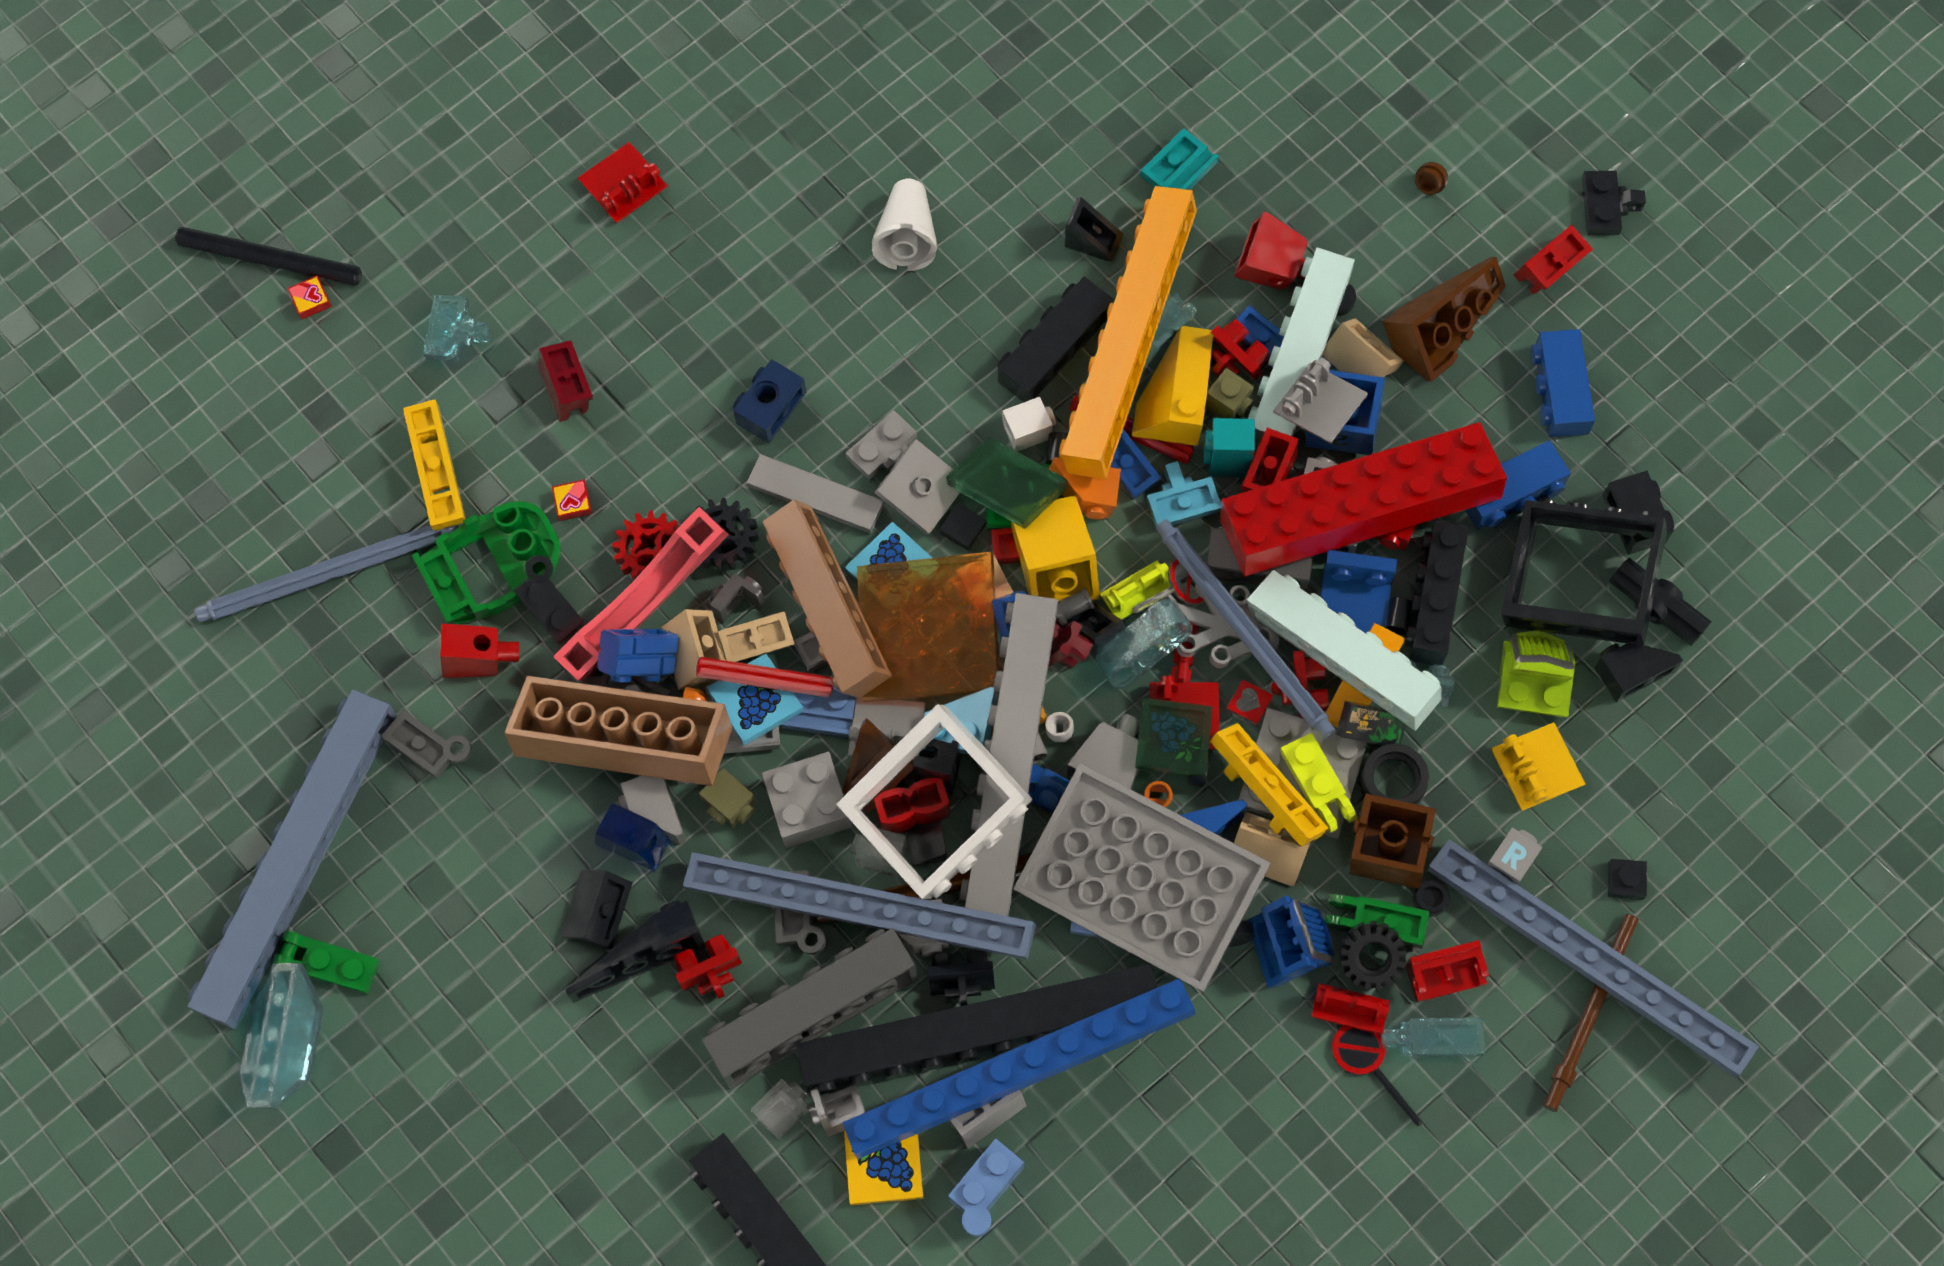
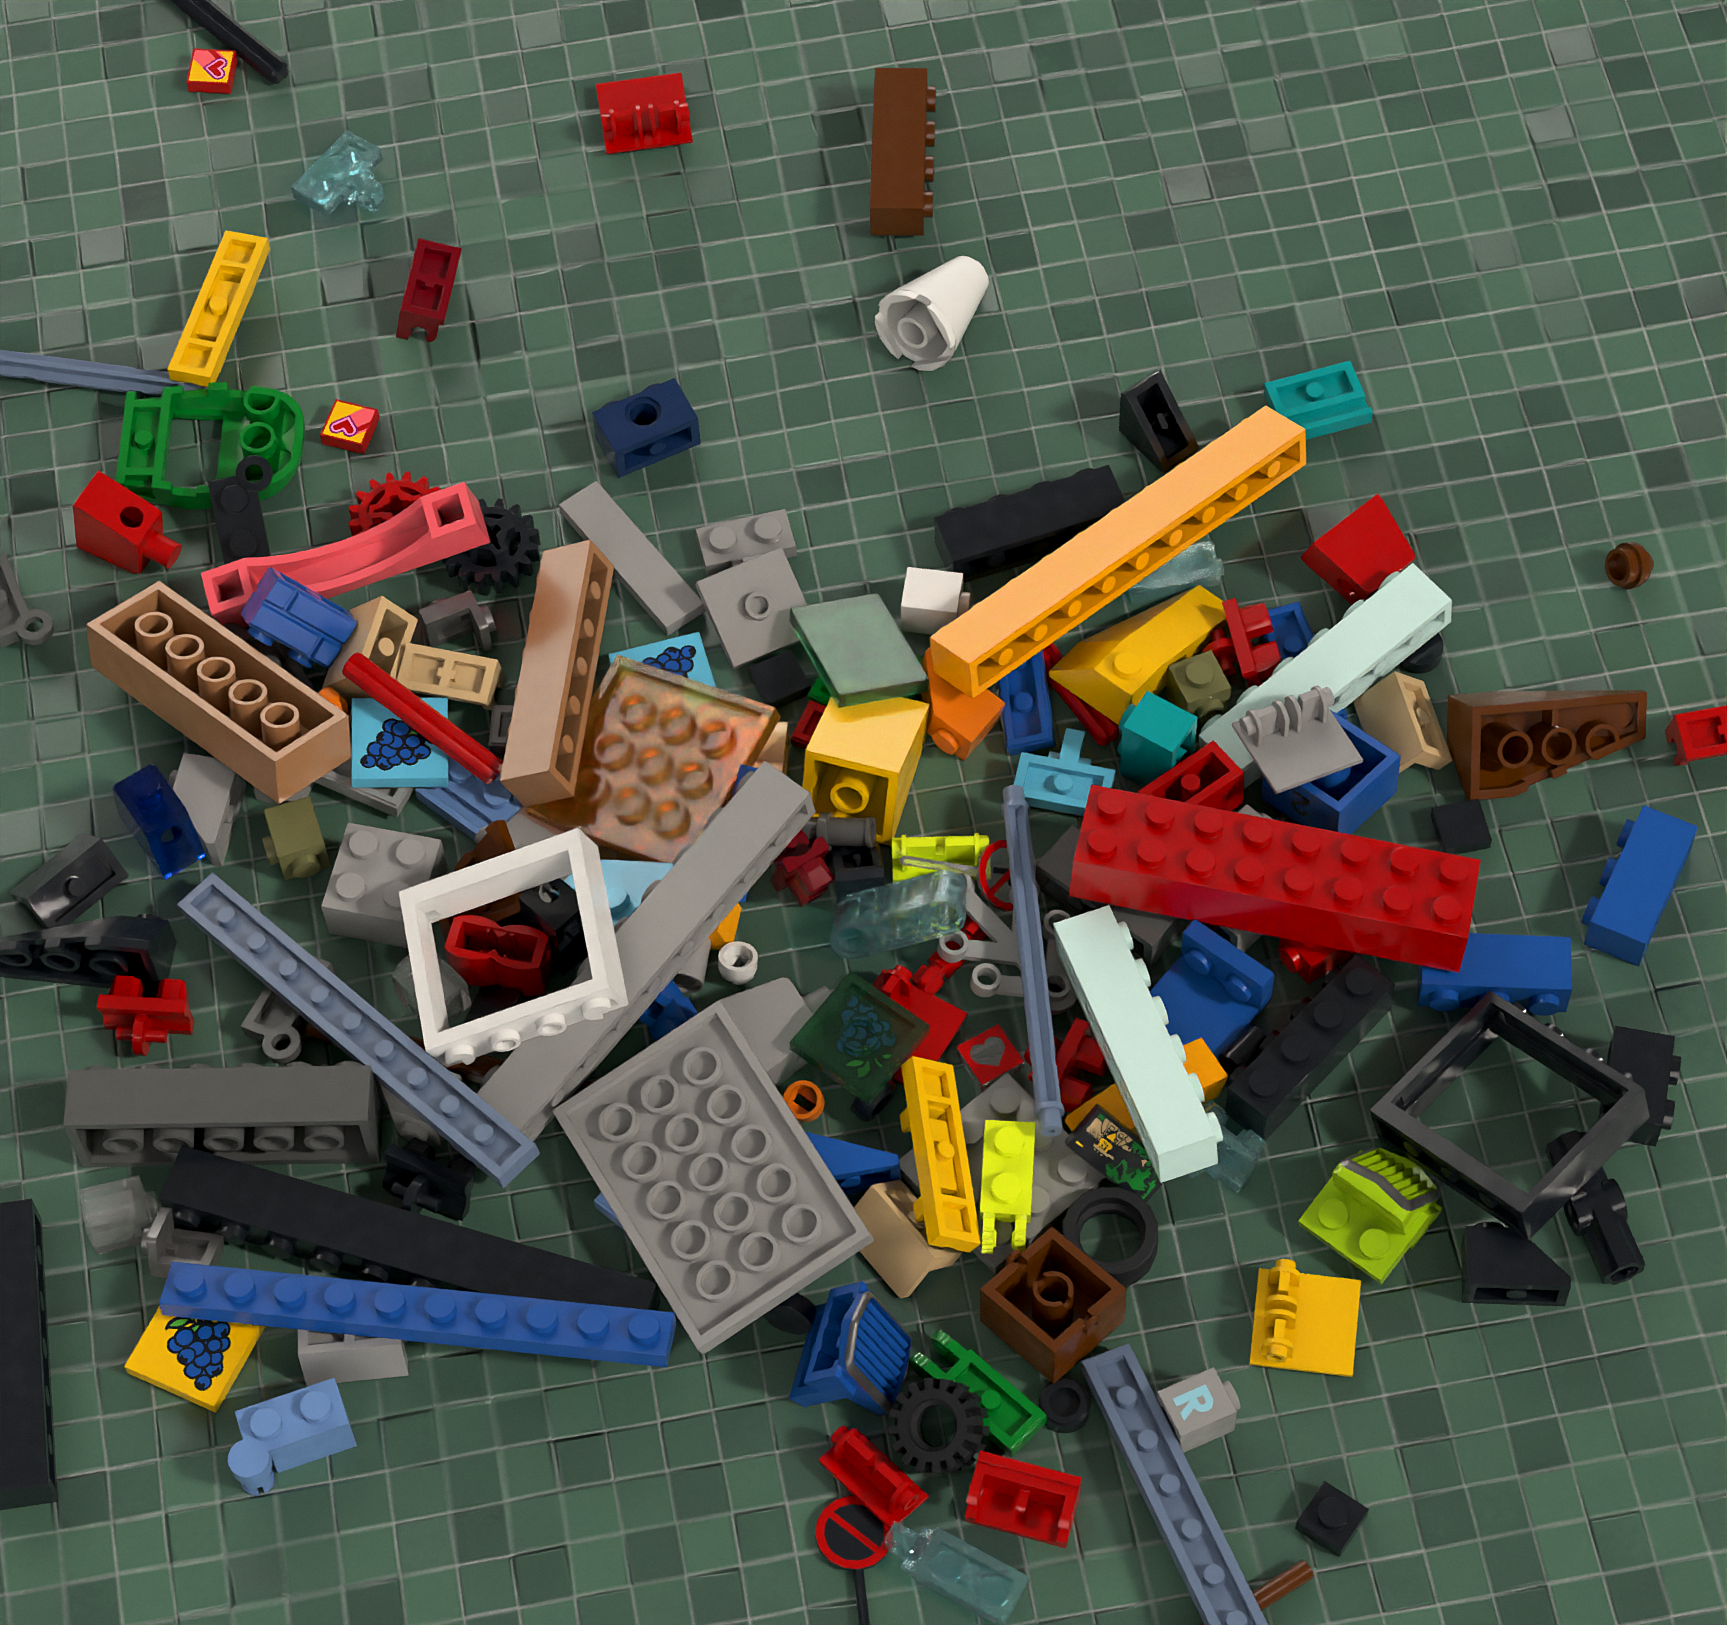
camera: 30 degrees right, 10 degrees down
(812, 126) = (899, 151): none -> reddish brown brick
(1435, 401) = (1461, 827): none -> black tile

